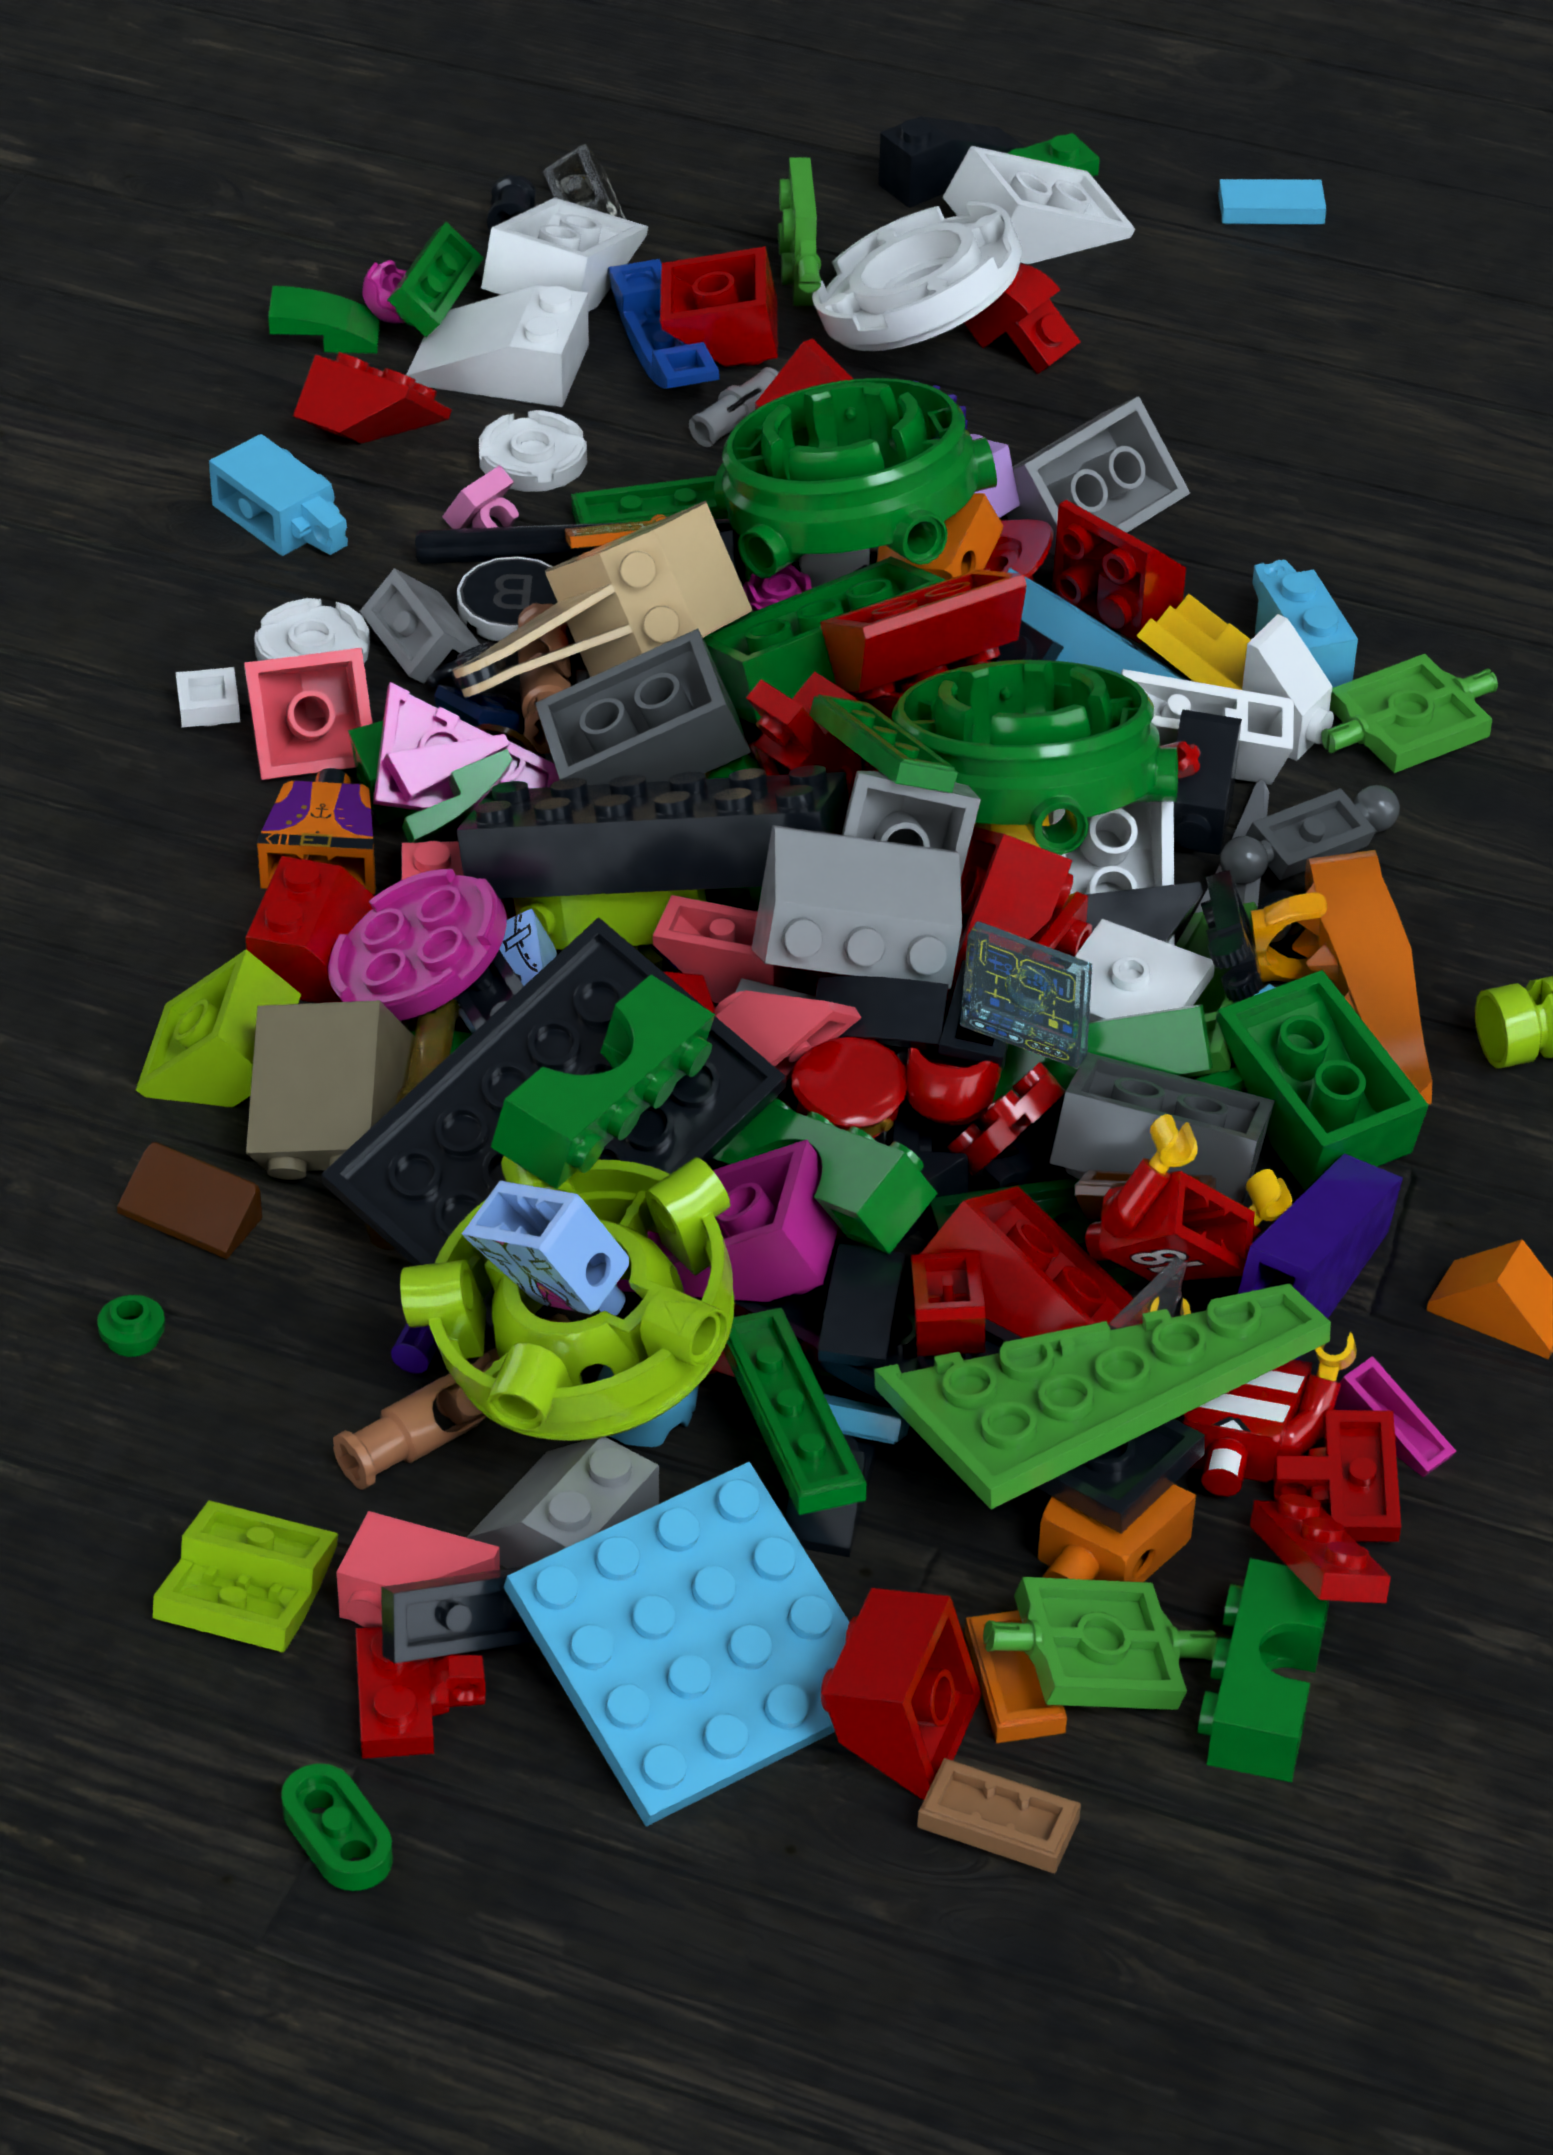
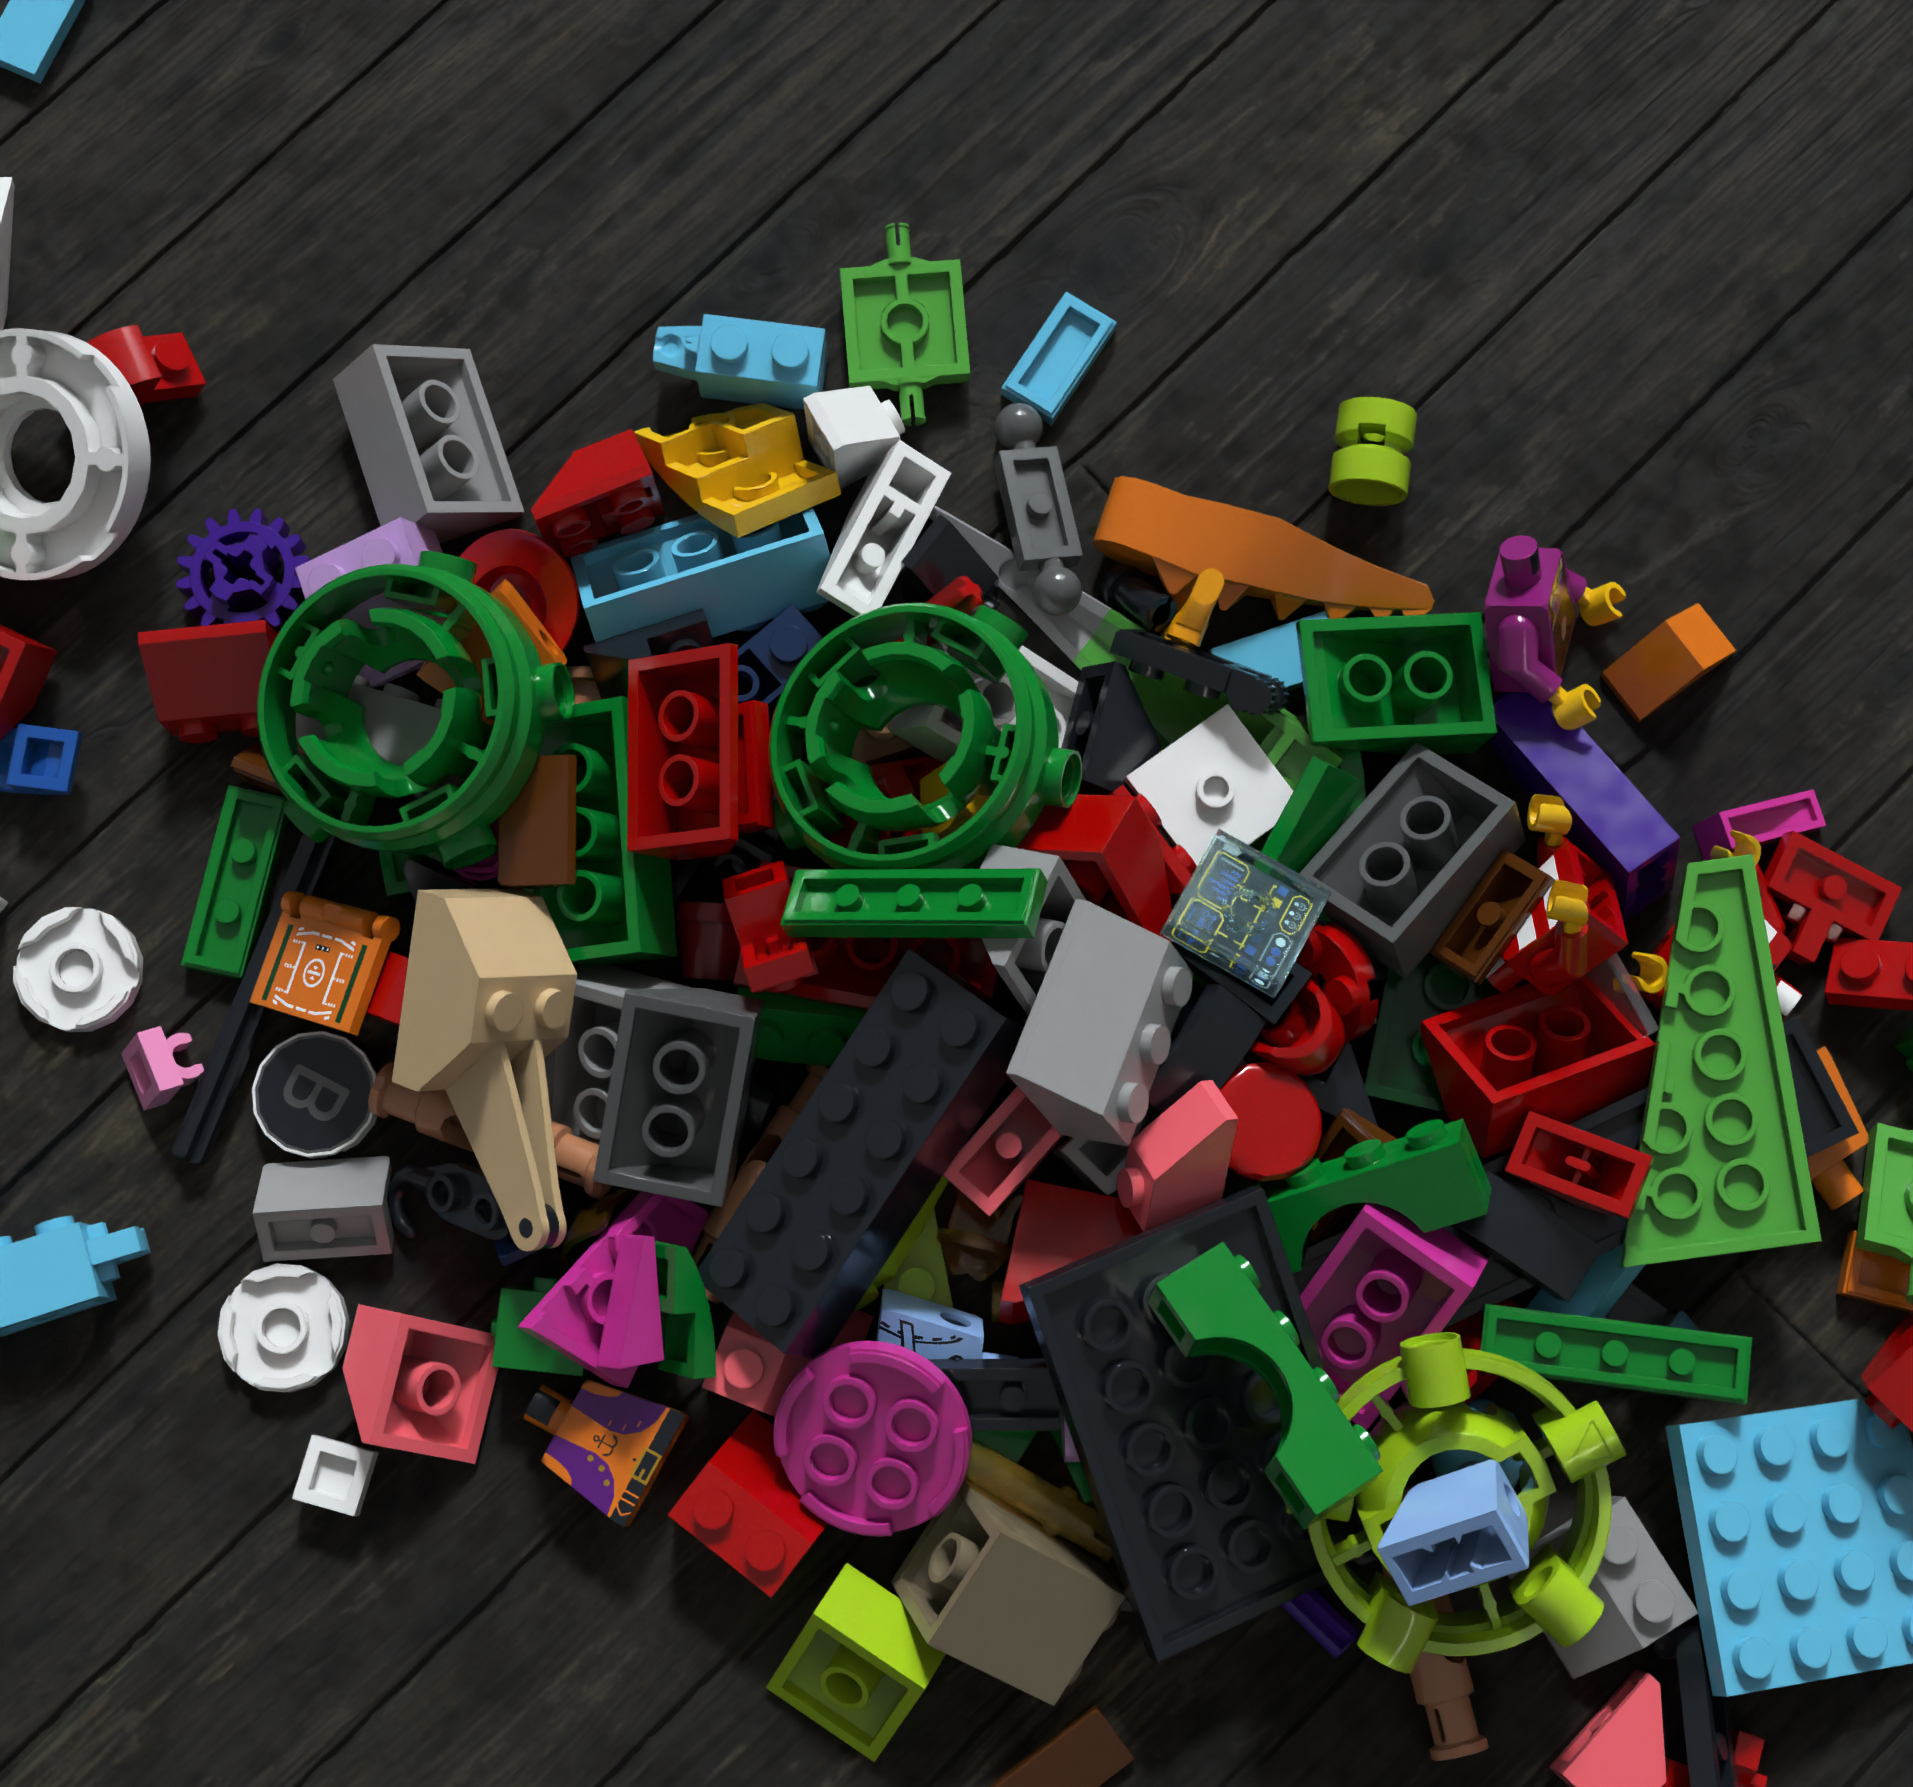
camera: 65 degrees left, 35 degrees up
(718, 418) = (117, 729): light grey pin -> none
(806, 578) = (540, 828): none -> reddish brown slope
(1456, 1146) = (1532, 621): none -> magenta torso
(1460, 820) = (1059, 357): none -> medium azure tile

